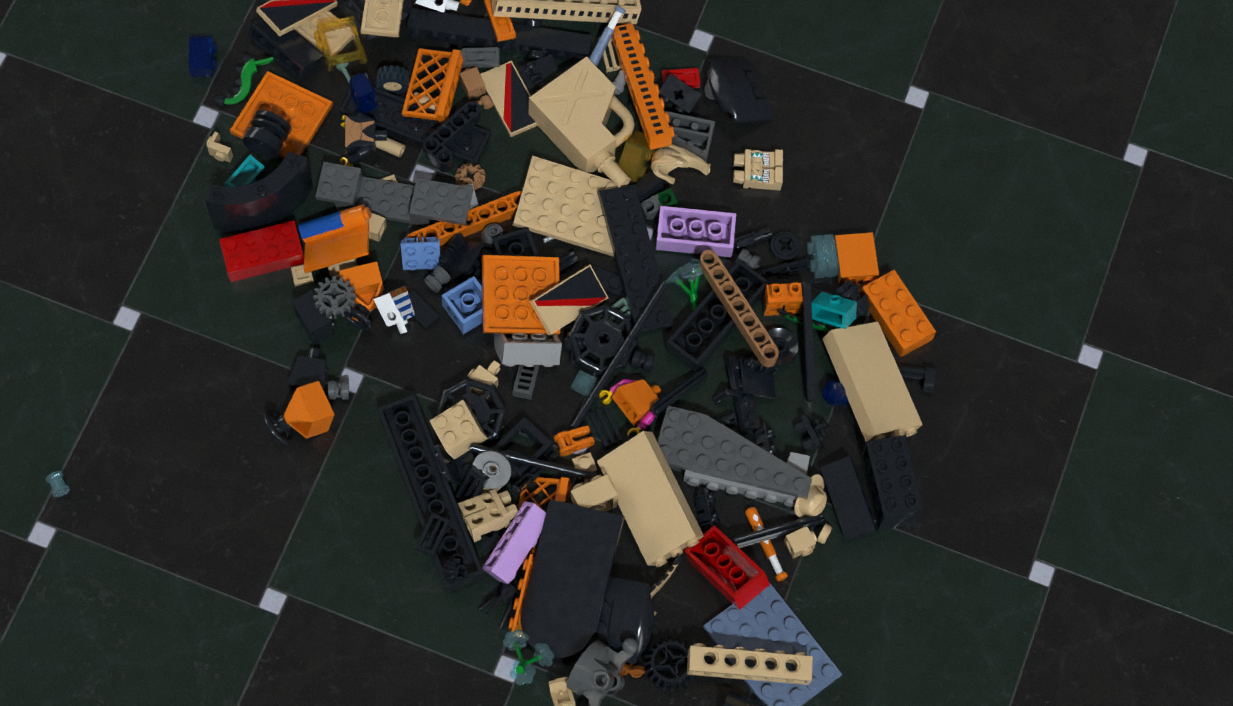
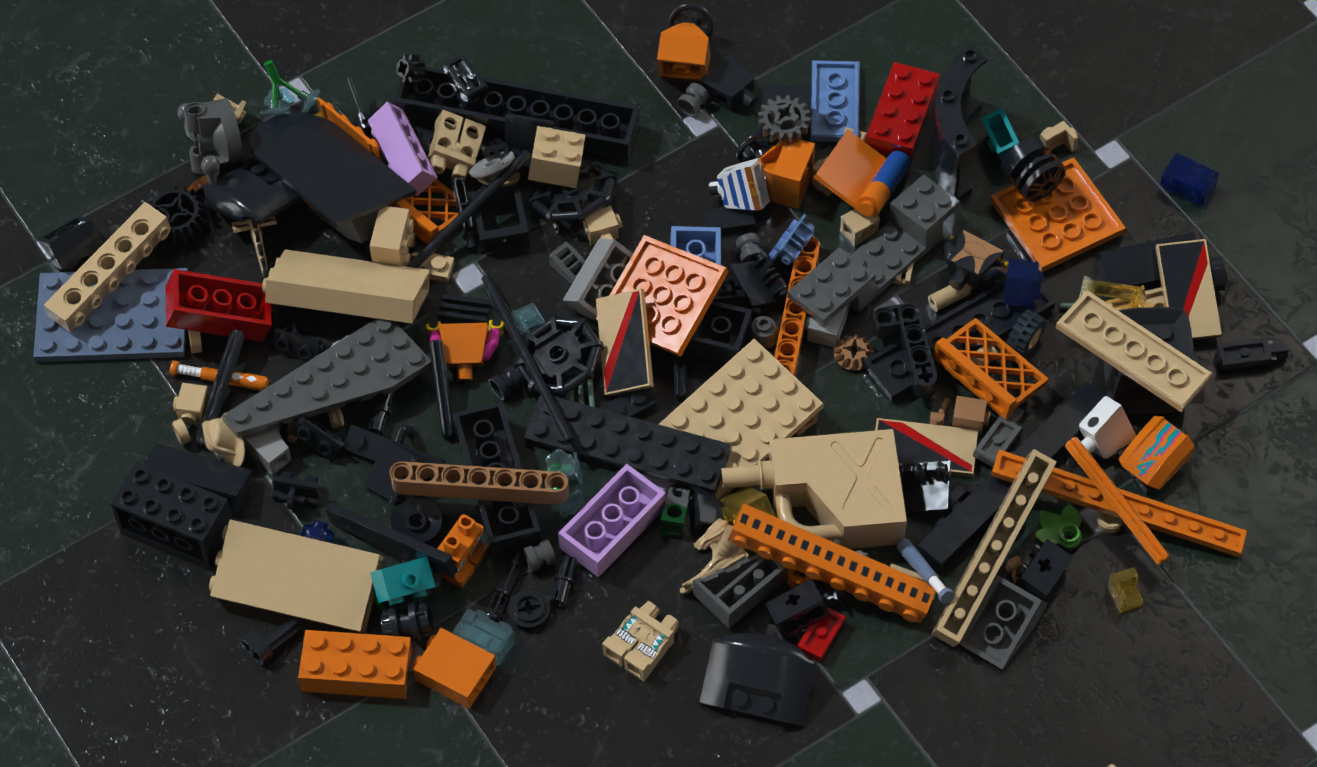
camera: 130 degrees right, 10 degrees down
(243, 81) = (1137, 207): green piece -> none
(272, 304) = (834, 99): none -> medium blue tile
(568, 445) = (471, 262): orange piece -> none

